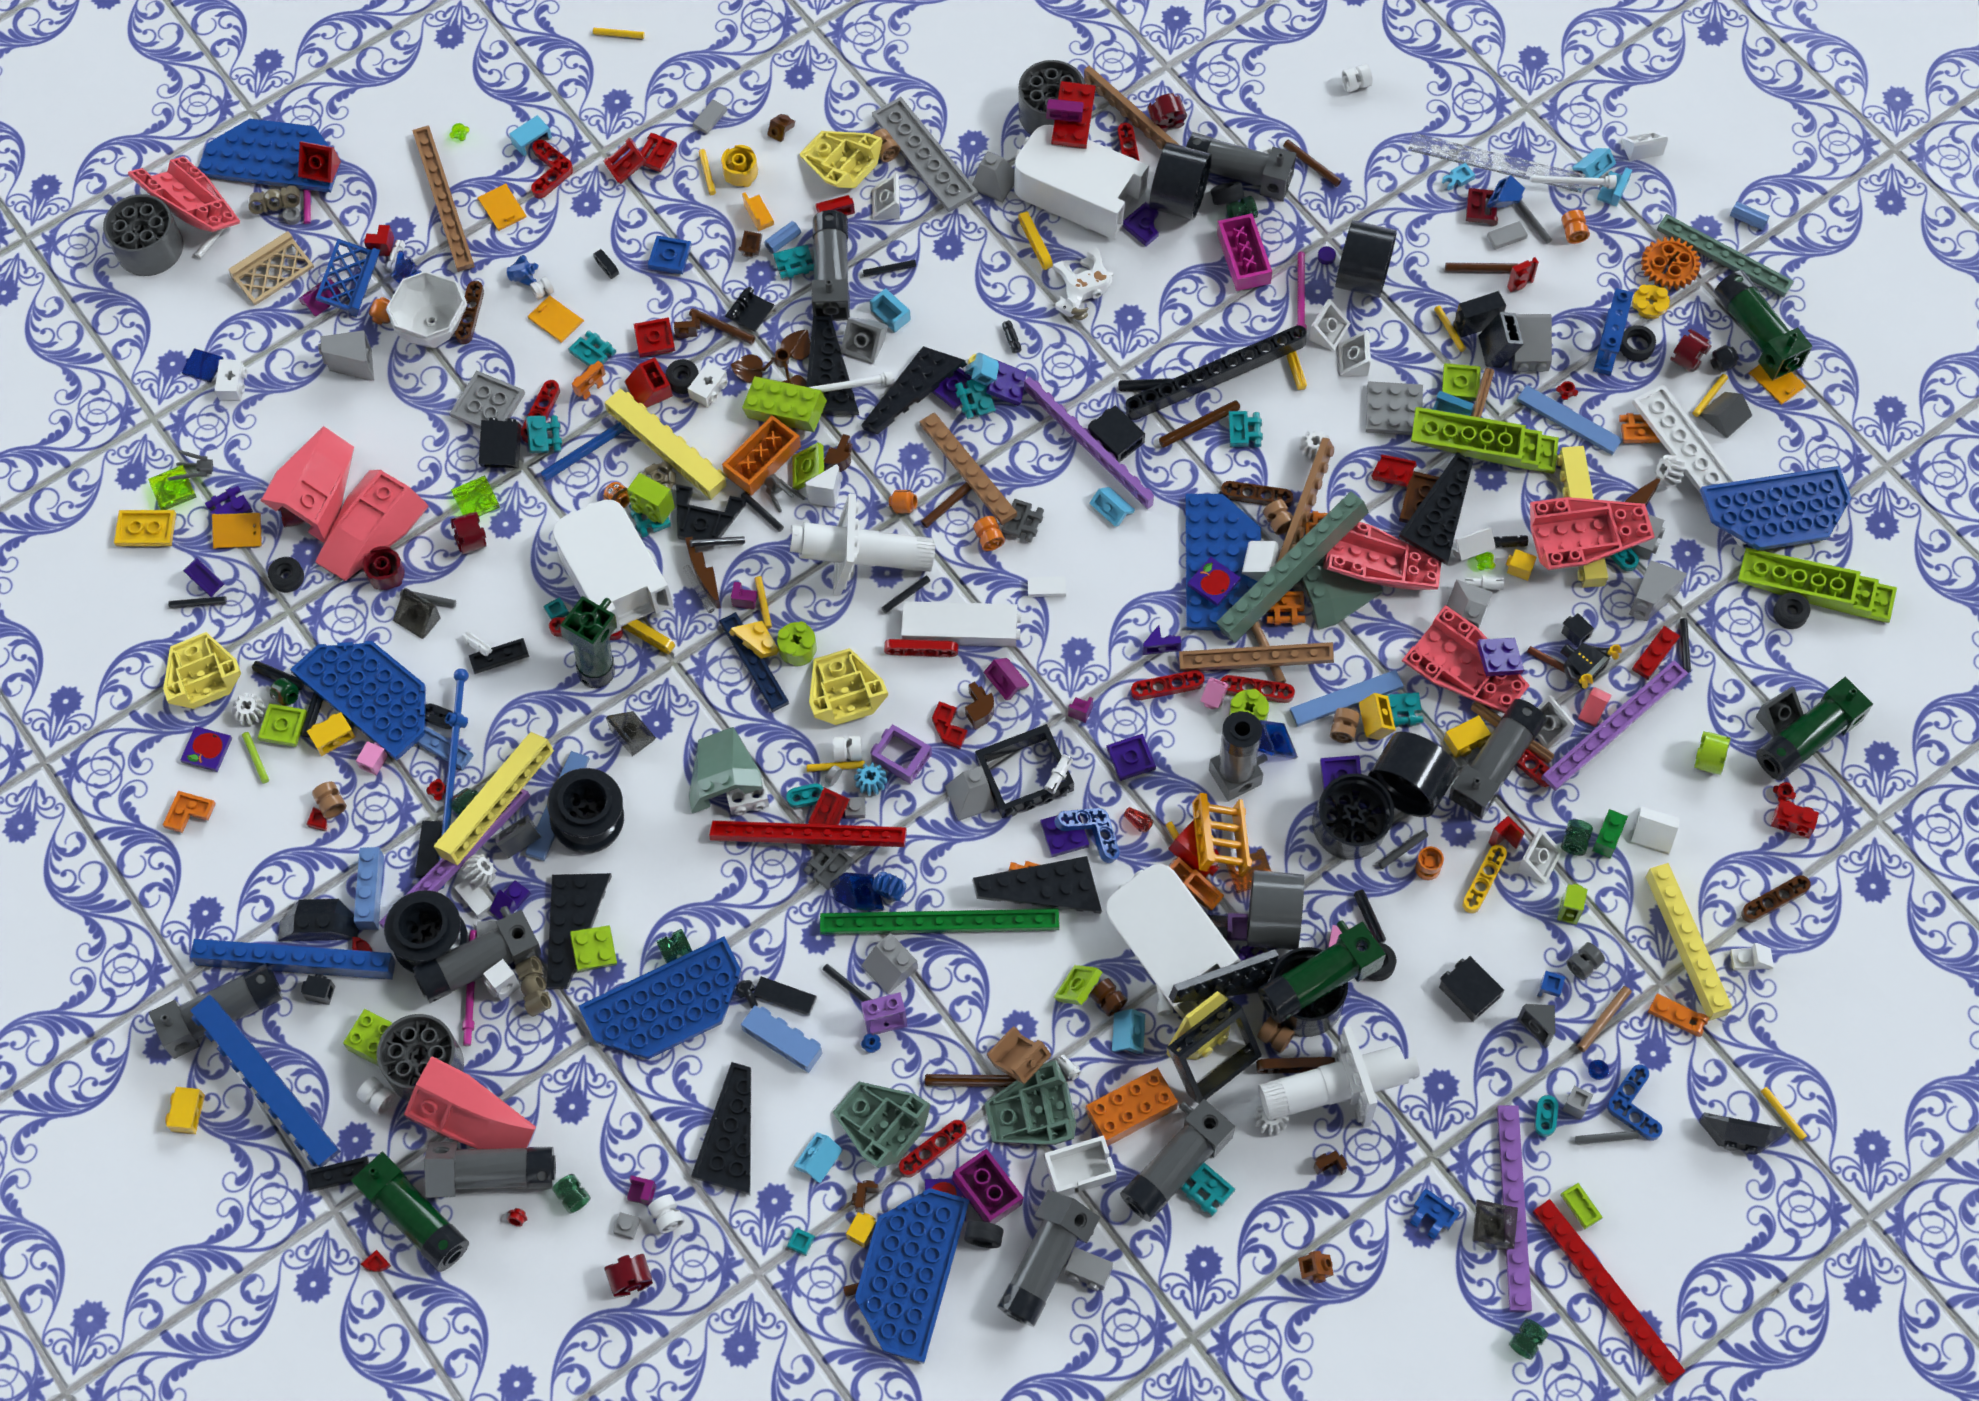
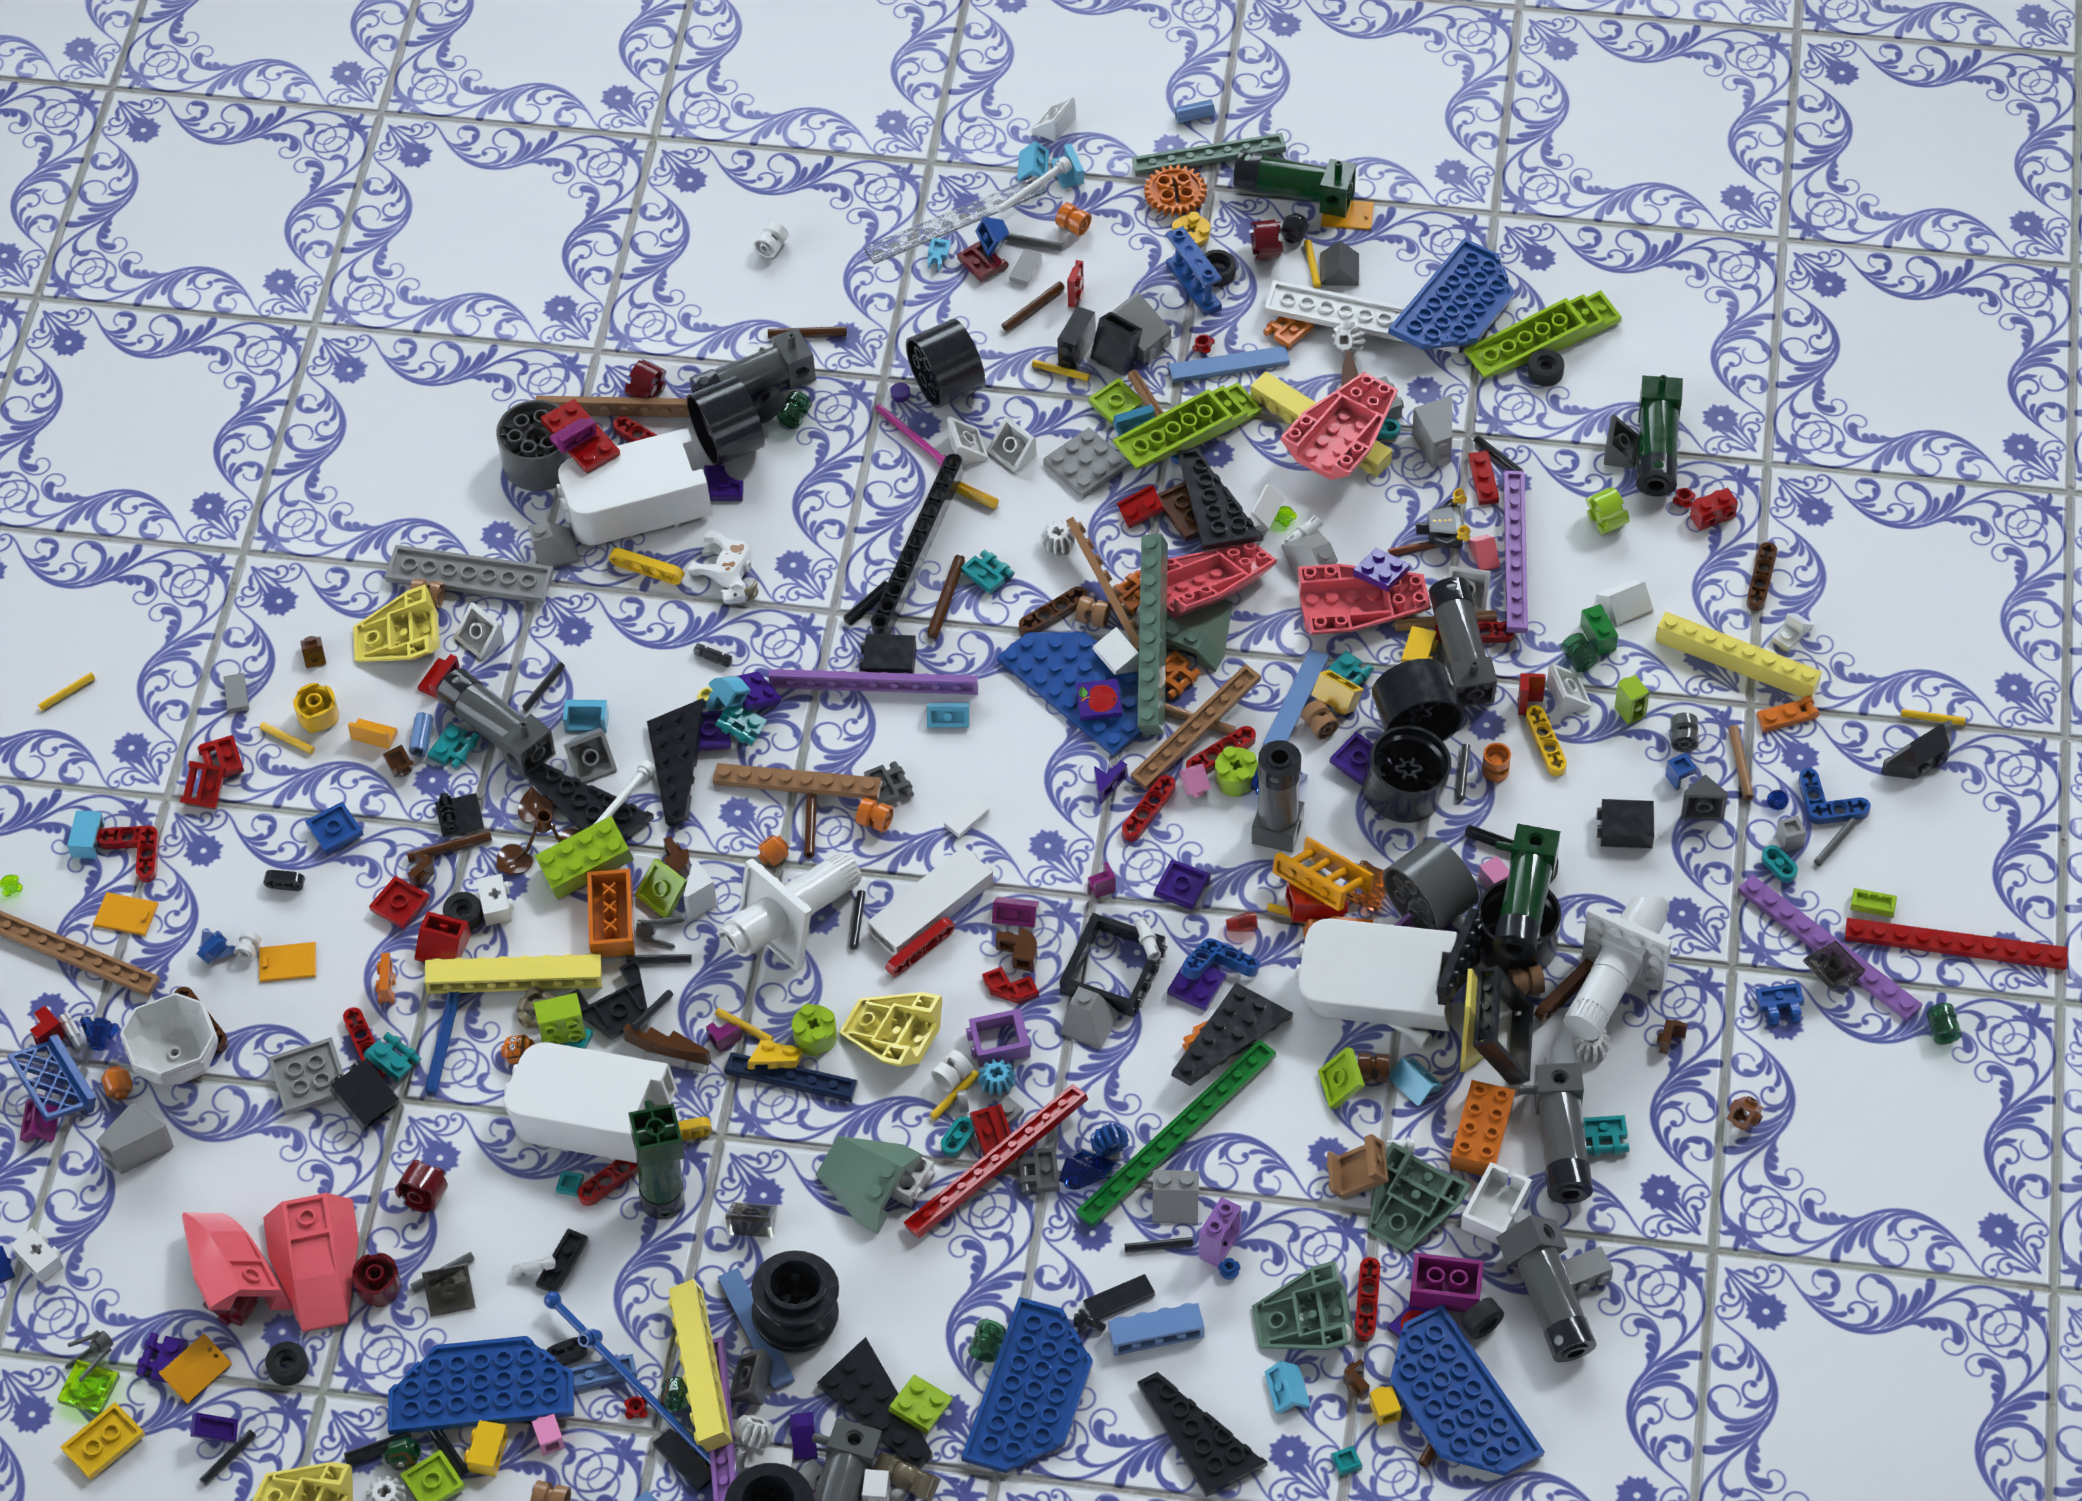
camera: 45 degrees left, 10 degrees down
(475, 497) = (388, 1158): clear neon green plate -> none
(589, 354) = (354, 962): teal plate -> none
(964, 1080) = (1337, 1224): reddish brown axle -> none
(1244, 252) = (834, 438): dark pink brick -> none
(1511, 541) = (1289, 484): black axle -> none
(1520, 564) = (1315, 495): yellow brick -> none
(1577, 629) = (1411, 507): black brick -> none

